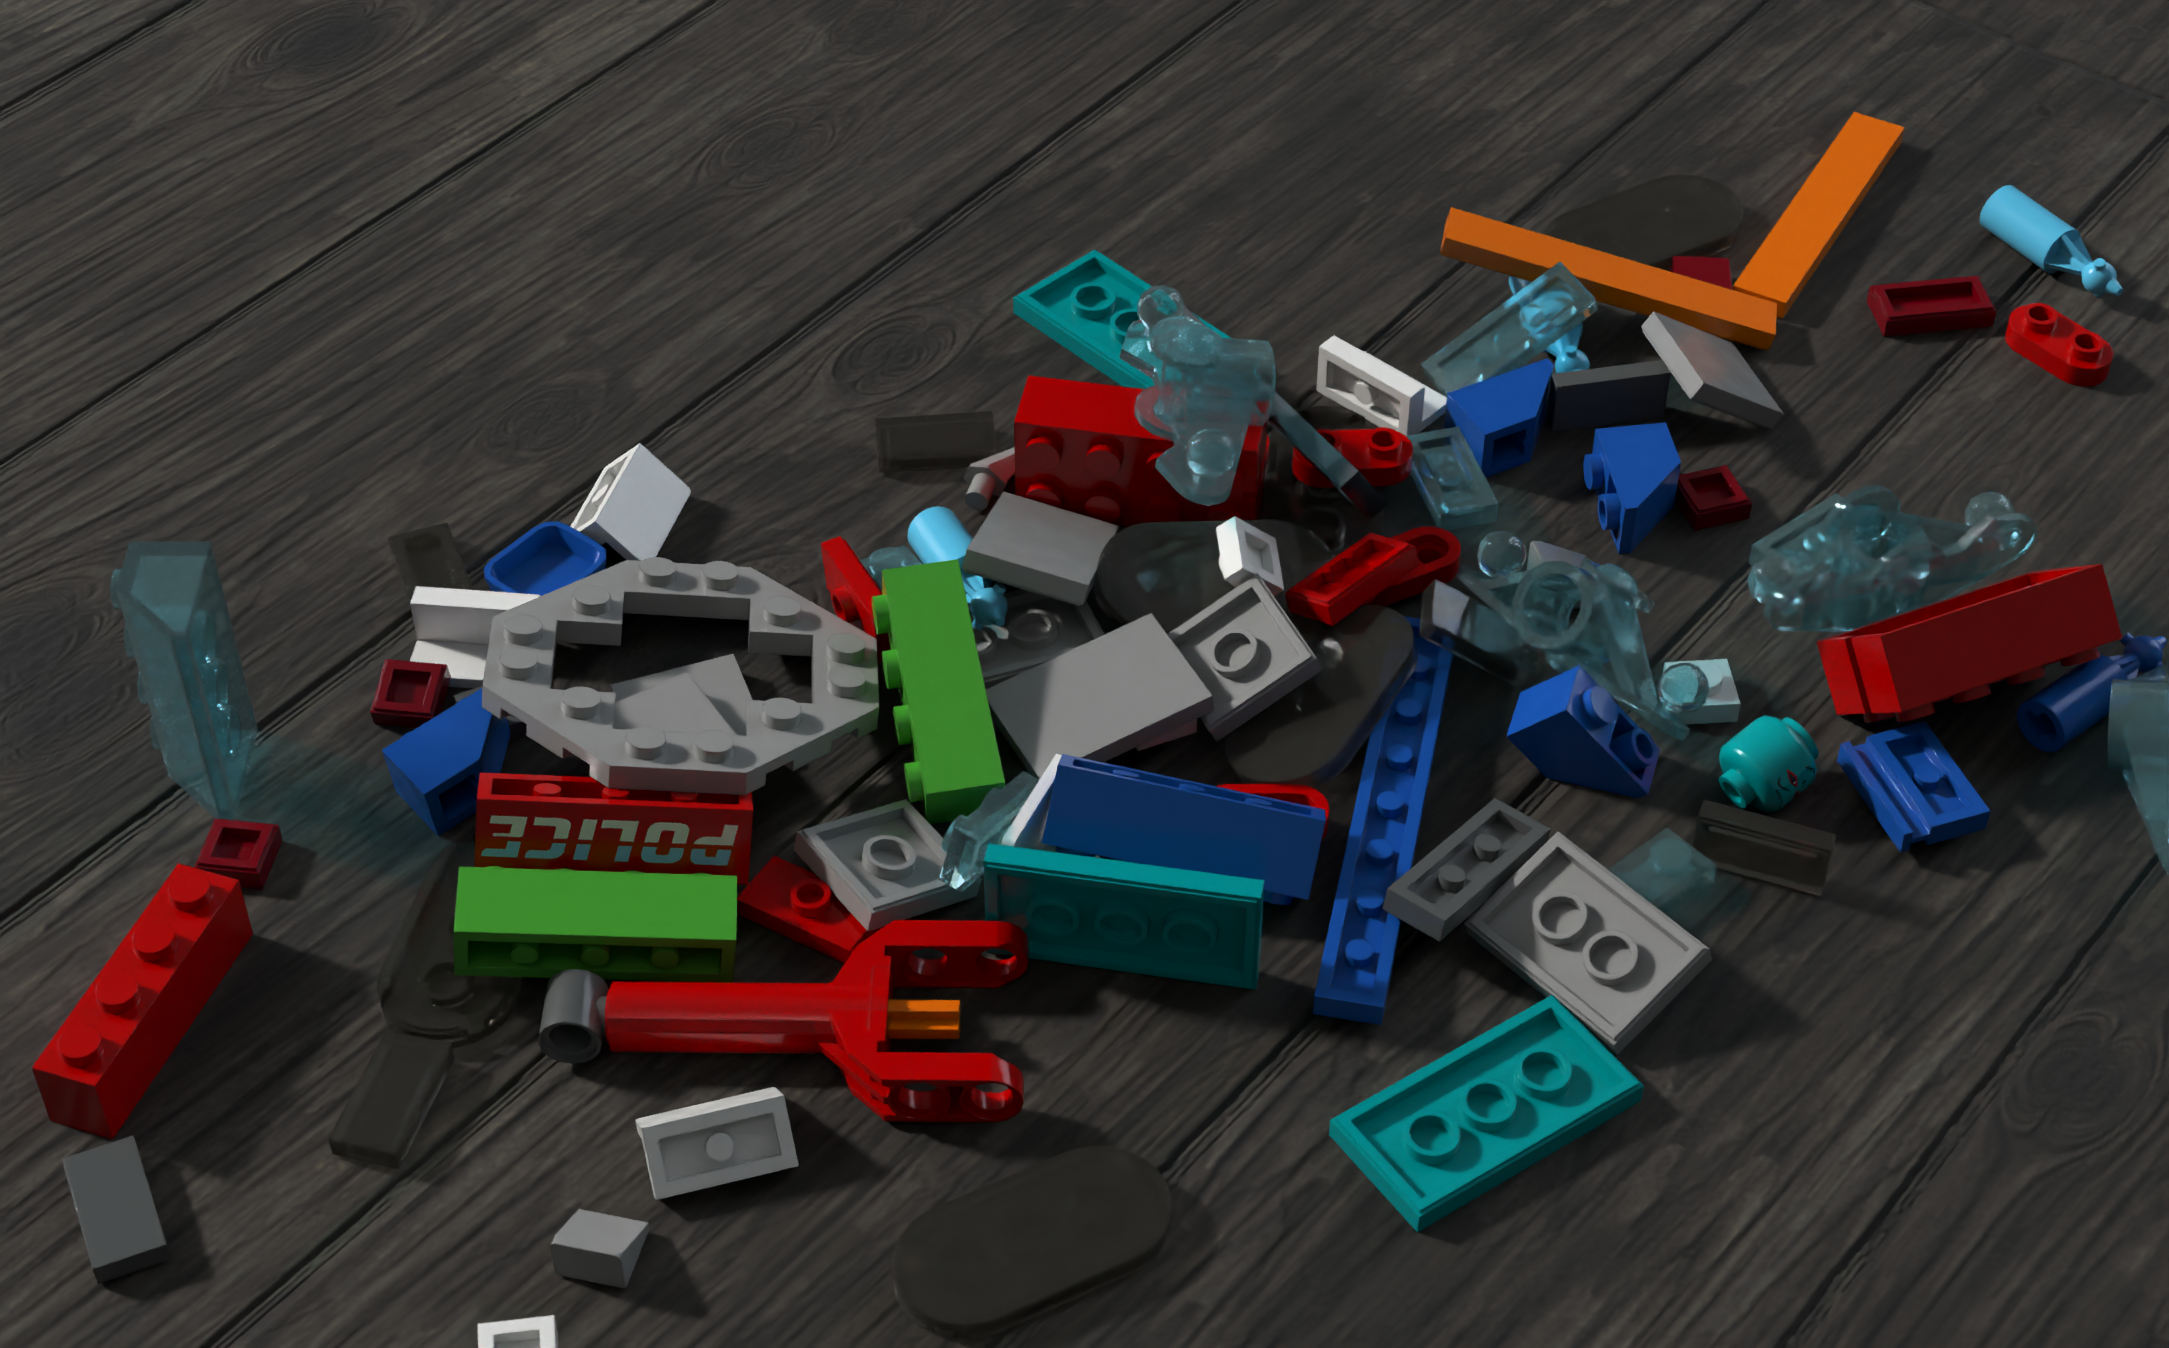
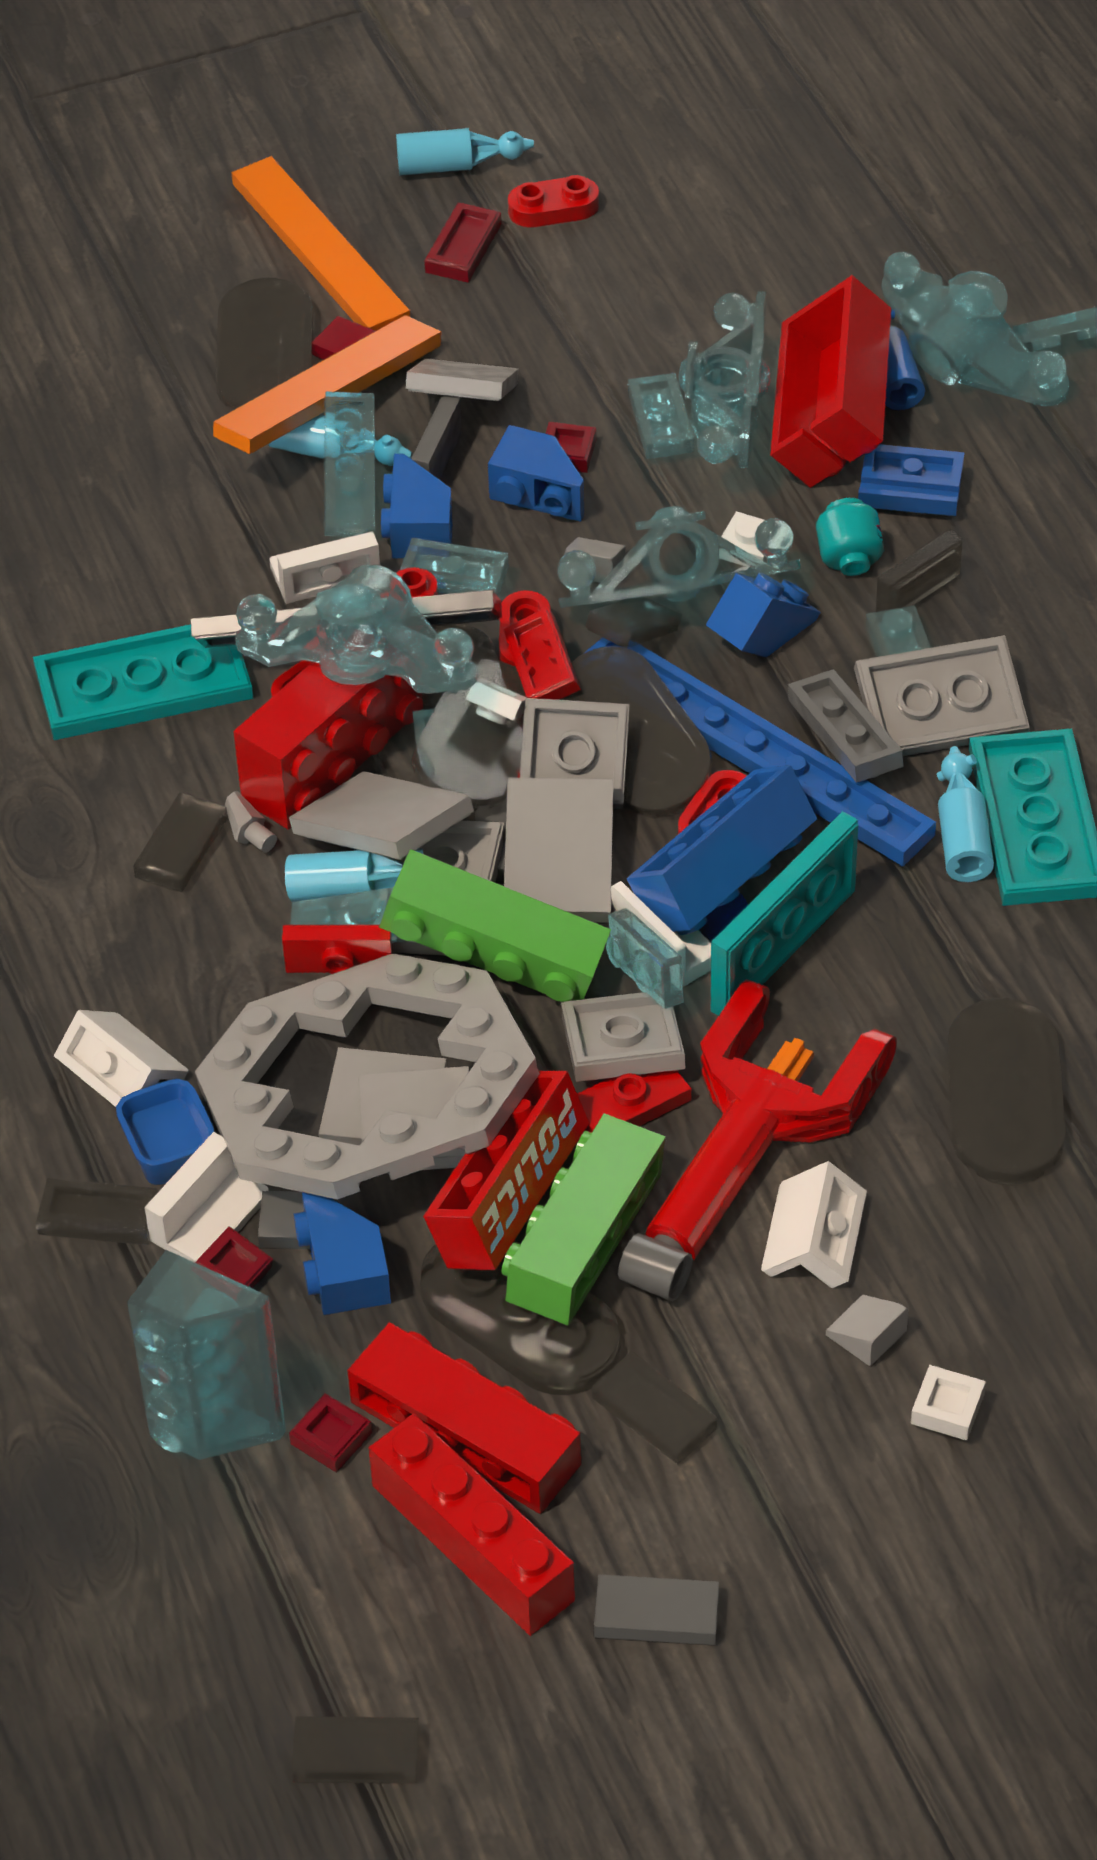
camera: 60 degrees left, 5 degrees up
(289, 944) = (485, 1424): none -> red brick
(1413, 1035) = (963, 821): none -> medium azure wheel

